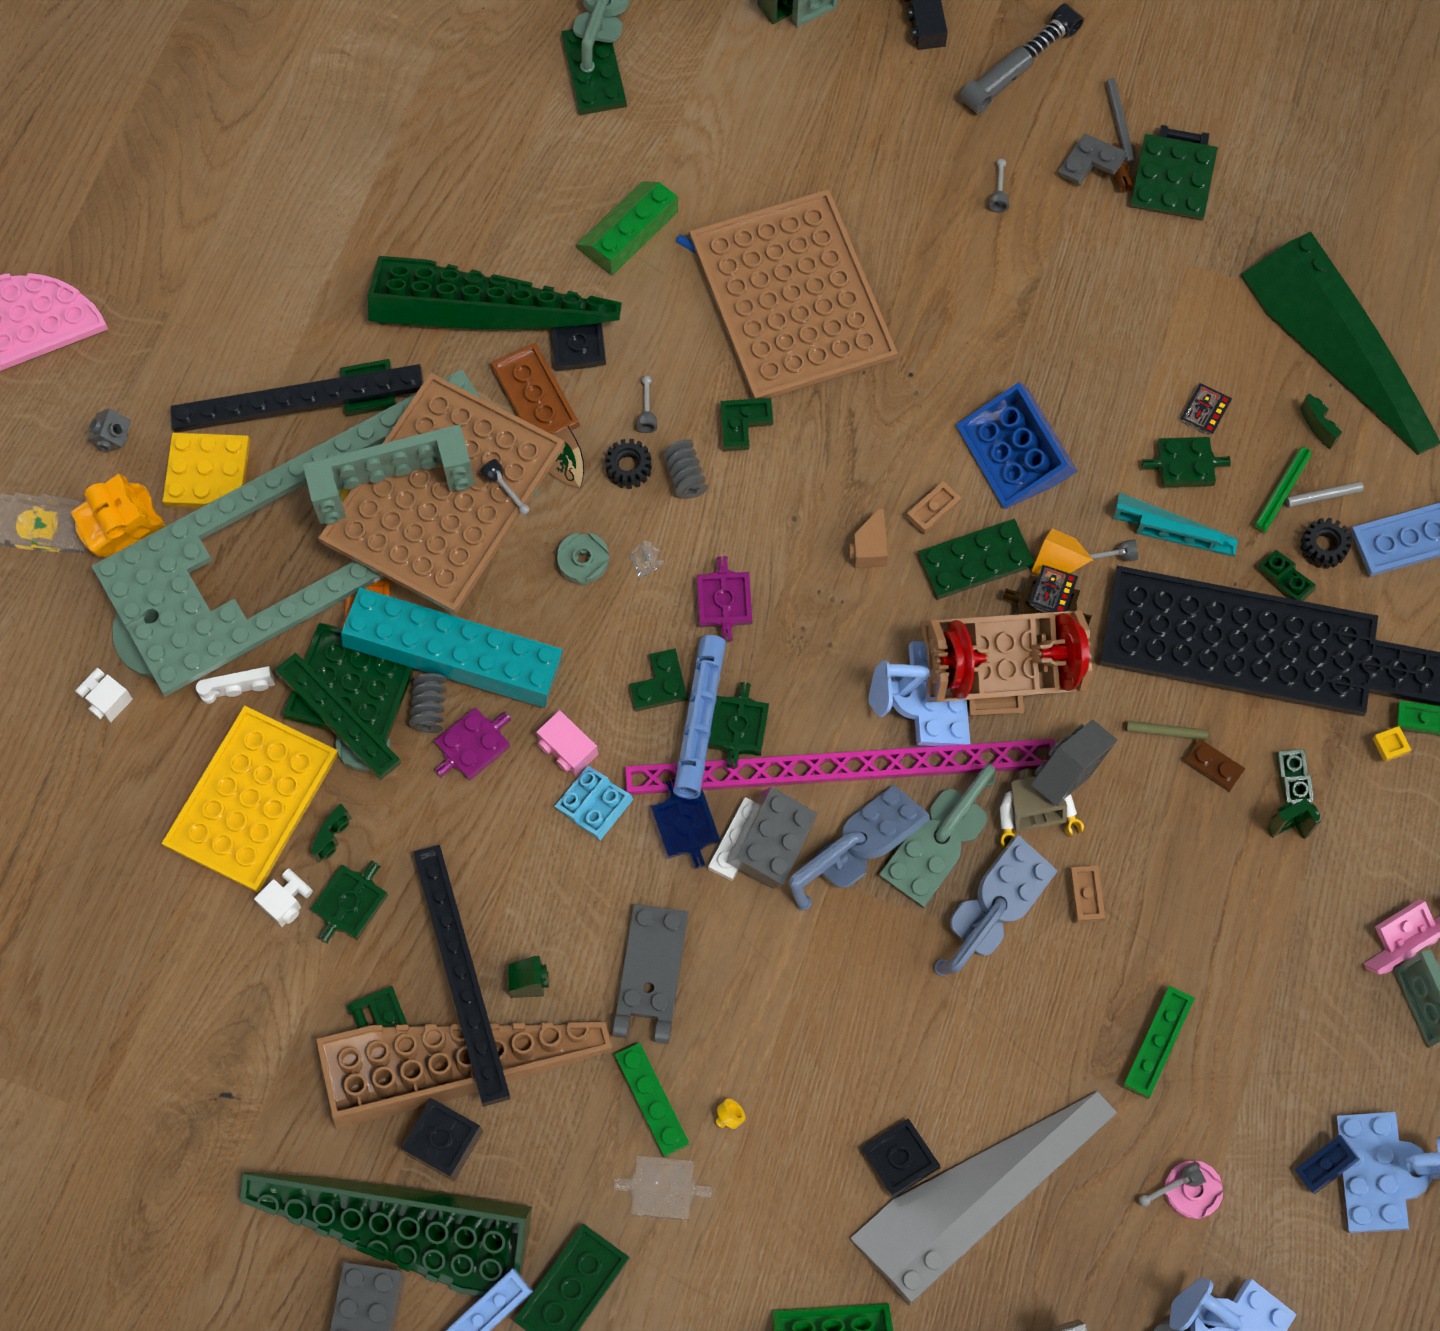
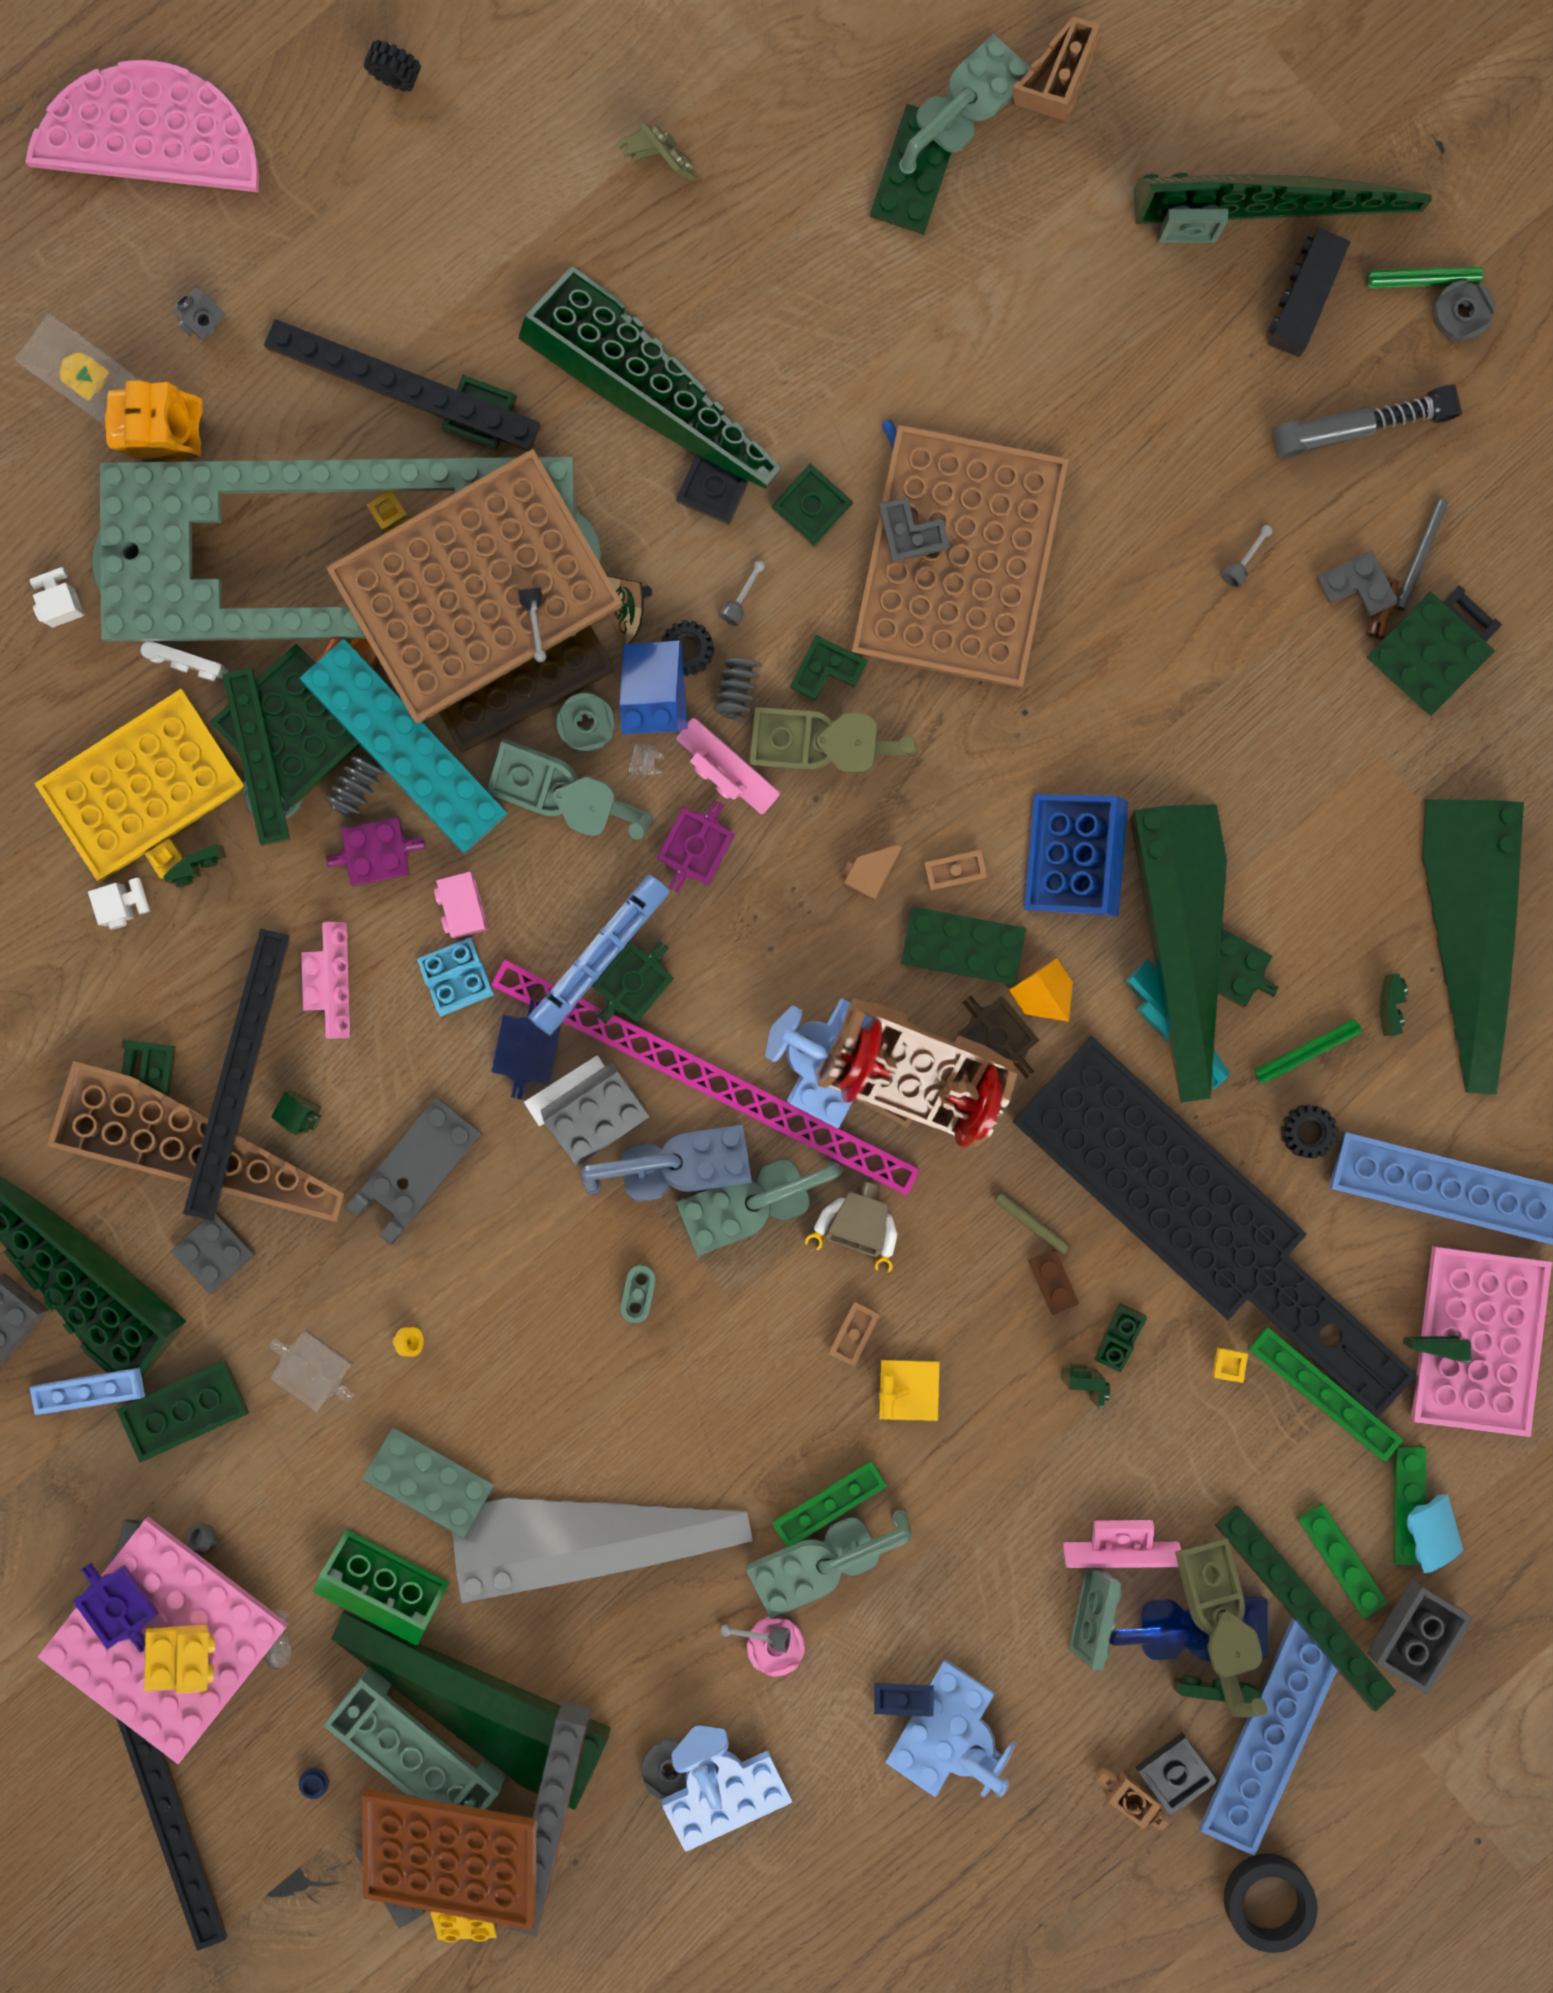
camera: 30 degrees right, 20 degrees up
(166, 191) = (392, 65): none -> black tyre
(204, 468) = (274, 410): yellow plate -> none
(300, 844) = (164, 857): none -> yellow tile
(349, 902) = (177, 941): dark green plate -> none
(378, 462) = (353, 523): sand green plate -> none
(393, 142) = (653, 142): none -> olive plate
(442, 1140) = (138, 1216): black container -> none
(490, 864) = (326, 980): none -> bright pink bracket
(520, 558) = (527, 690): none -> dark brown plate
(521, 1140) = (213, 1253): none -> dark grey plate
(534, 390) = (640, 516): dark orange tile -> none
(565, 619) = (531, 780): none -> sand green plate
(621, 501) = (652, 688): none -> blue slope
(629, 225) = (842, 379): green slope -> none
(652, 1099) = (348, 1285): green plate -> none
(660, 318) = (812, 505): none -> dark green plate
(666, 686) = (592, 900): dark green plate -> none
(711, 528) = (726, 768): none -> bright pink bracket
(744, 298) = (905, 538): none -> dark grey plate
(749, 483) = (791, 738): none -> olive plate
(819, 1223) = (428, 1482): none -> sand green plate
(896, 964) = (638, 1293): none -> sand green plate
(900, 1158) = (534, 1468): black plate -> none
(1017, 882) = (795, 1286): sand blue plate -> none
(1053, 590) = (1012, 1027): piece -> none
(1073, 761) = (915, 1214): dark grey brick -> none
(1120, 435) = (1184, 893): none -> dark green wedge
(1127, 551) = (1112, 1025): dark grey hinge -> none
(1160, 913) = (909, 1390): none -> yellow plate
(1168, 1118) = (815, 1567): none -> sand green plate
(1205, 409) = (1290, 923): piece -> none
(1285, 577) = (1248, 1141): dark green slope -> none
(1324, 494) = (1345, 1080): light grey bar -> none

